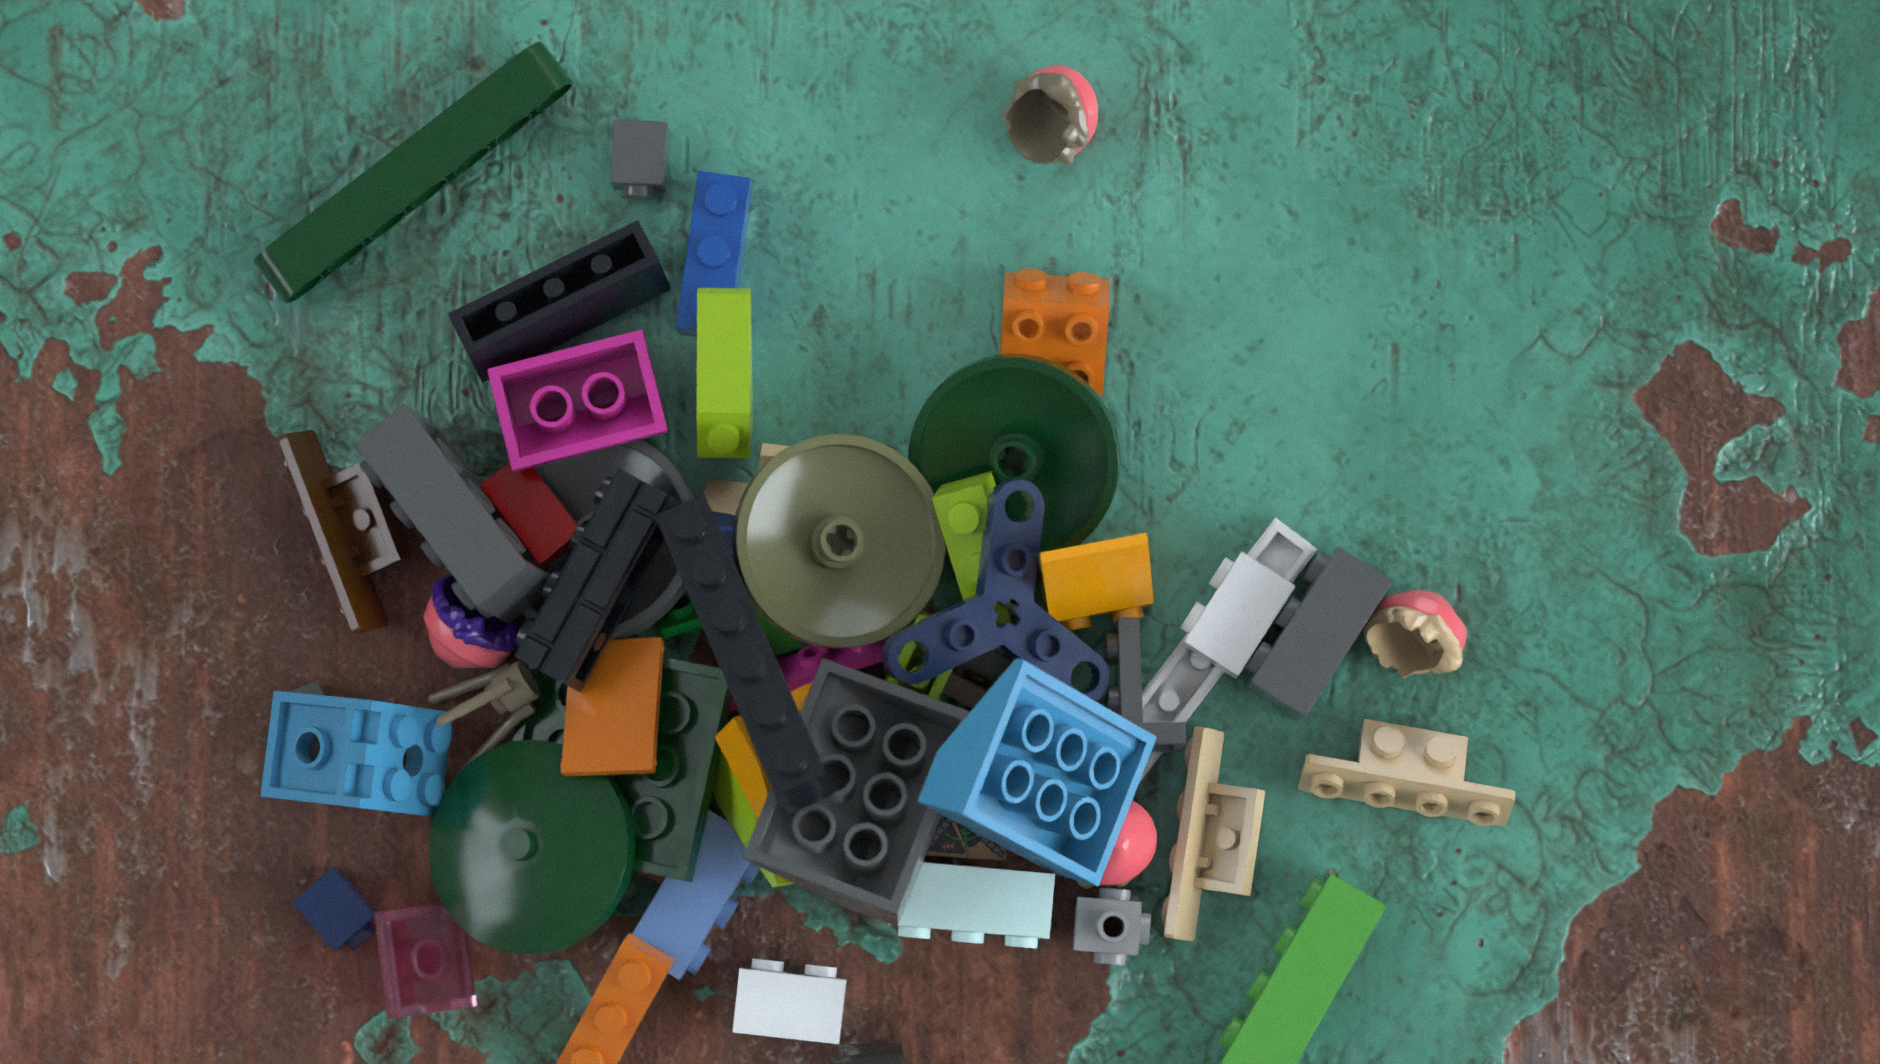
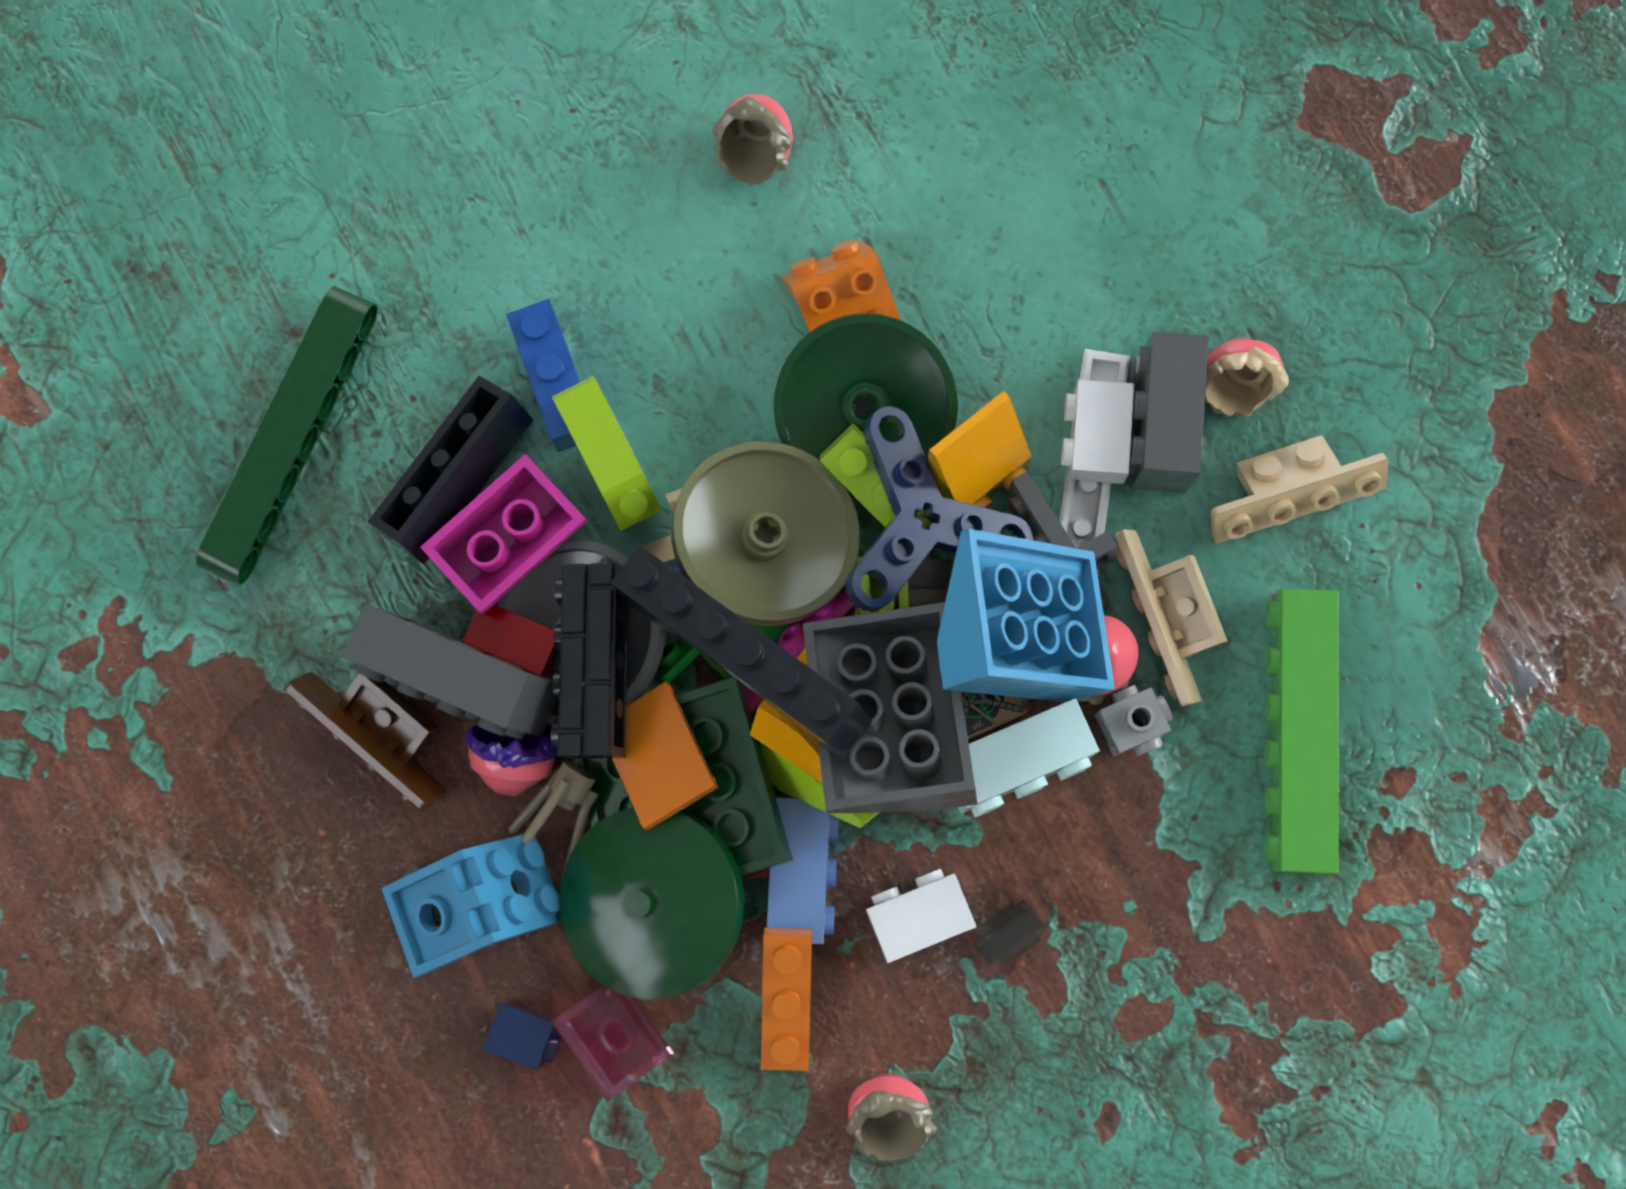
camera: 25 degrees left, 5 degrees down
(639, 158) = (457, 332): dark grey brick -> none

